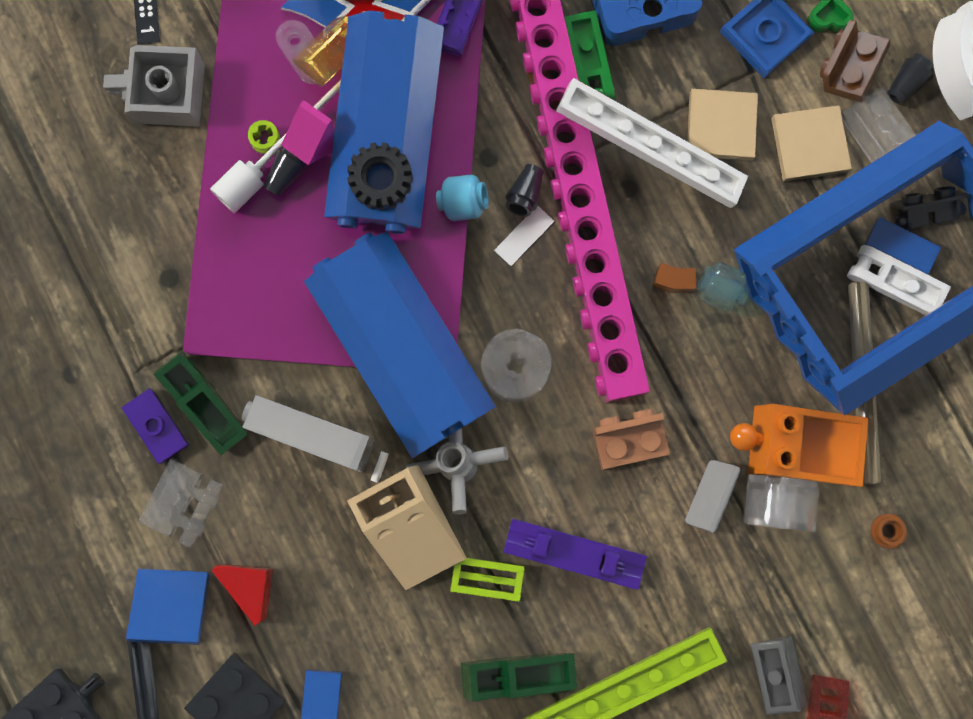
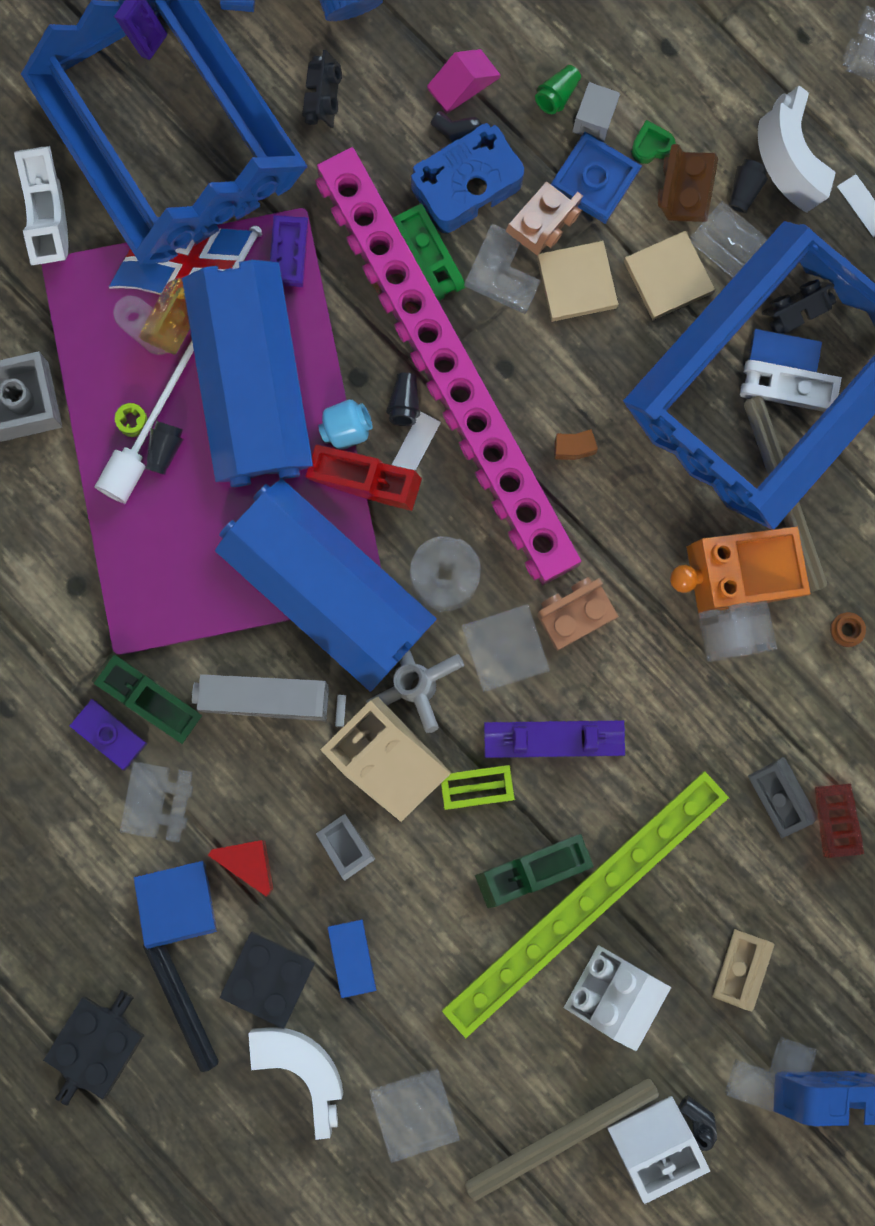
camera: 20 degrees left, 0 degrees up
(309, 134) = (178, 405): dark pink slope -> none
(345, 600) = (345, 847): none -> light grey slope
(365, 161) = (255, 406): black tyre -> none
(466, 252) = (364, 477): none -> red slope
(553, 453) = (505, 648): none -> clear plate
(645, 88) = (494, 276): none -> clear plate
(652, 143) = (514, 319): white plate -> none
(707, 56) = (543, 217): none -> bracket
(712, 496) = (670, 644): light grey slope -> none
(723, 286) = (623, 439): clear light blue head -> none

